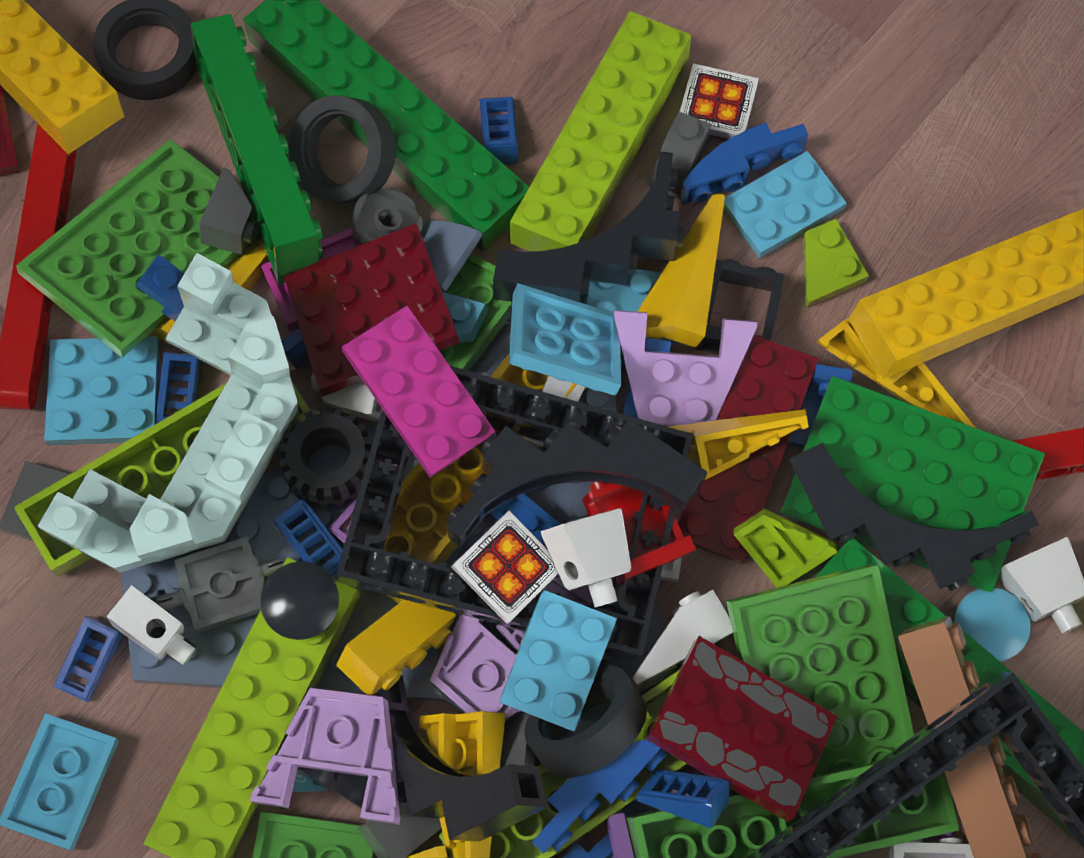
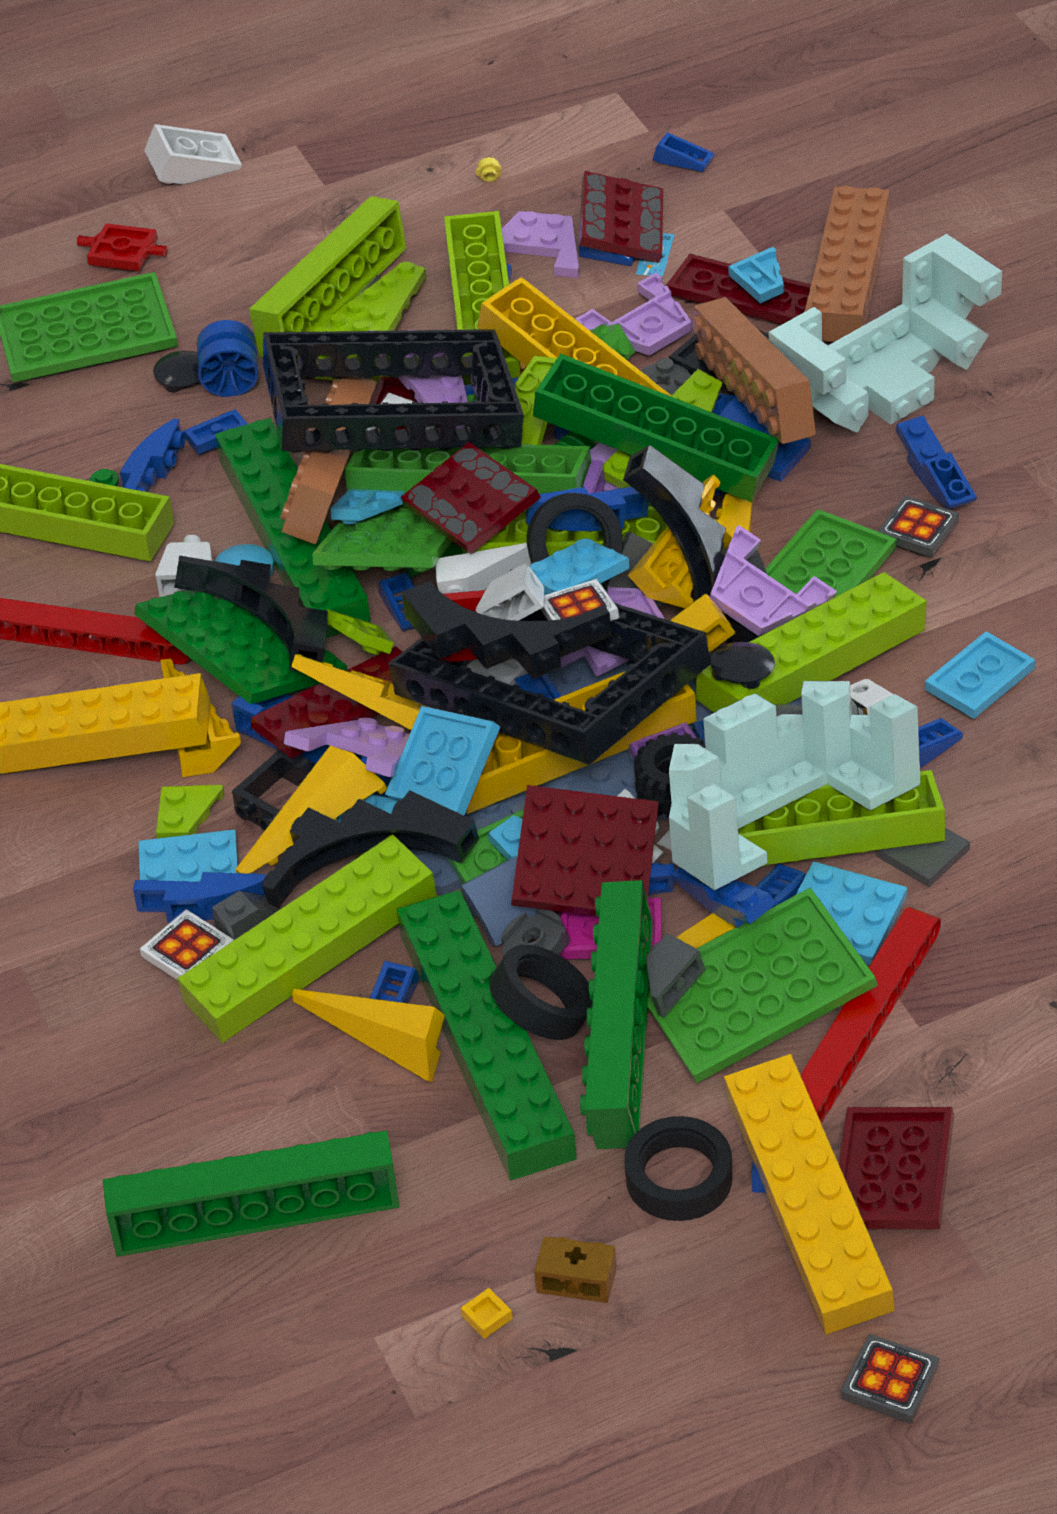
camera: 150 degrees left, 25 degrees down
(418, 391) = (582, 704): dark pink plate -> none
(452, 74) = (391, 1028): none -> yellow wedge
(703, 806) = (517, 456): blue slope -> none
(887, 719) = (362, 504): none -> medium azure wing

